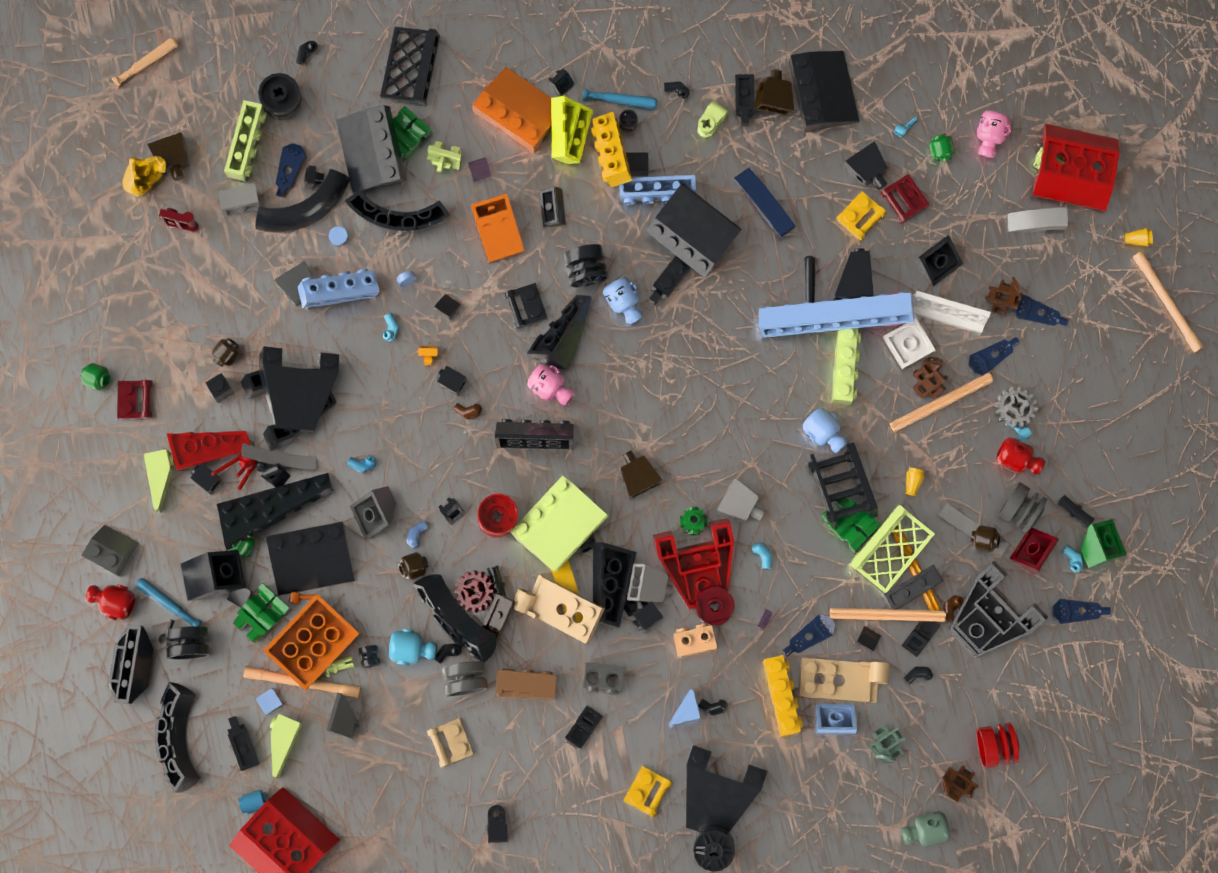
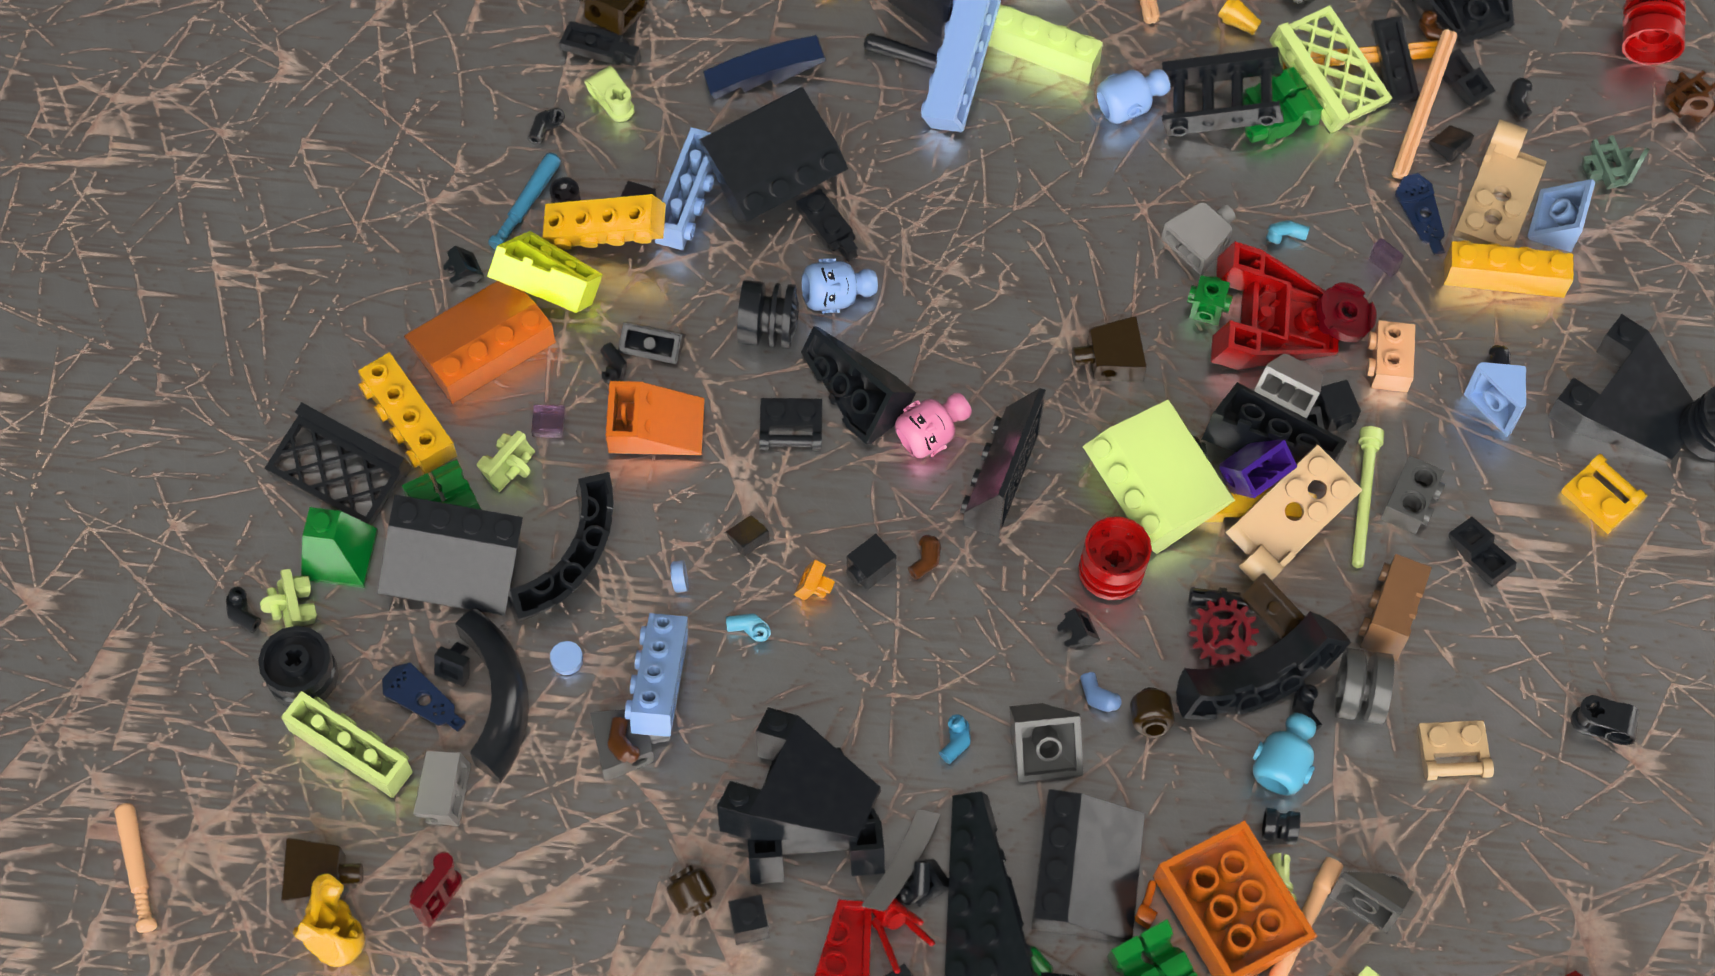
camera: 70 degrees left, 15 degrees down
(288, 283) = (619, 744): none -> reddish brown arm
(311, 82) = (289, 590): none -> yellowish green hips
(358, 87) = (336, 548): none -> green slope
(454, 89) = (407, 414): none -> yellow brick
(528, 193) = (616, 364): none -> black arm
(577, 577) = (1248, 471): none -> dark purple torso
(631, 644) = (1371, 440): none -> yellowish green piece

